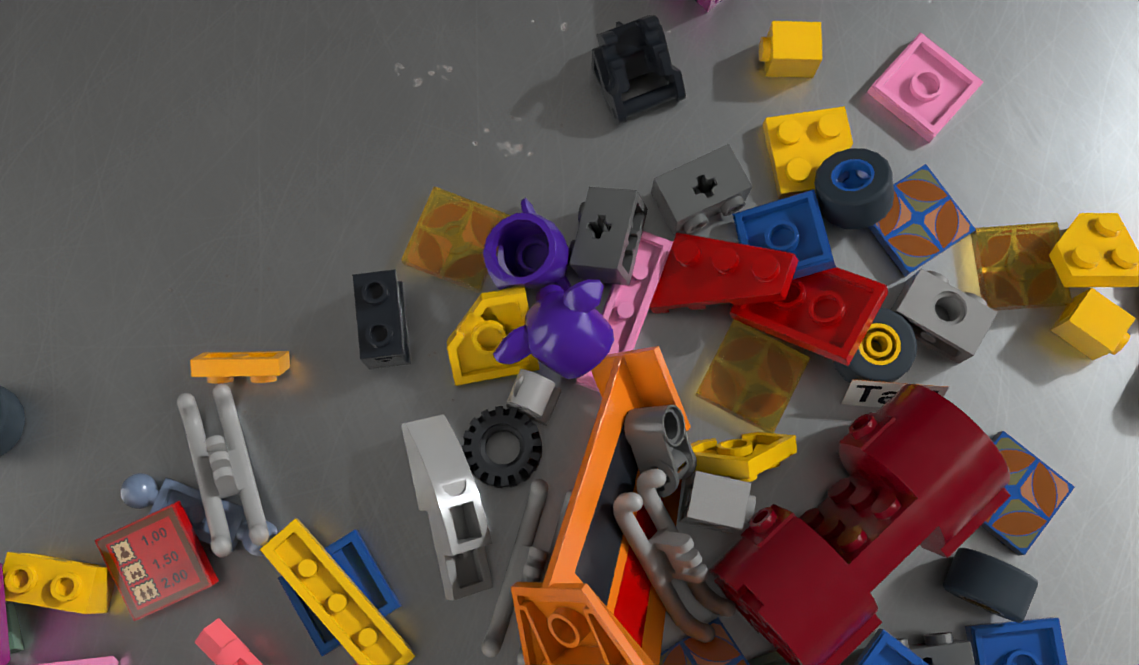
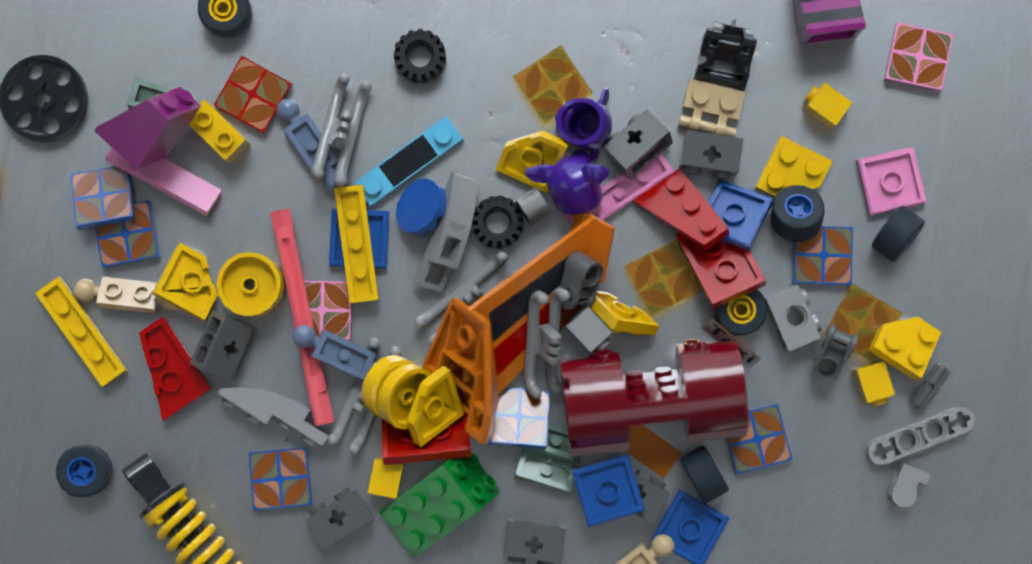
camera: 35 degrees right, 10 degrees up
(78, 501) = (252, 94): none -> tile
(156, 561) = (275, 155): tile -> none
(224, 366) = (376, 71): light orange plate -> none
(250, 294) = (414, 39): none -> black tyre
(339, 449) = (409, 160): none -> plate
(381, 319) = (479, 105): black hinge -> none
(391, 495) = (421, 207): none -> blue tile
(658, 132) = (711, 100): none -> tan plate
(906, 601) = (652, 450): none -> orange sticker
(986, 132) = (898, 233): none -> black wheel
(1024, 318) = (835, 348): none -> dark grey piece

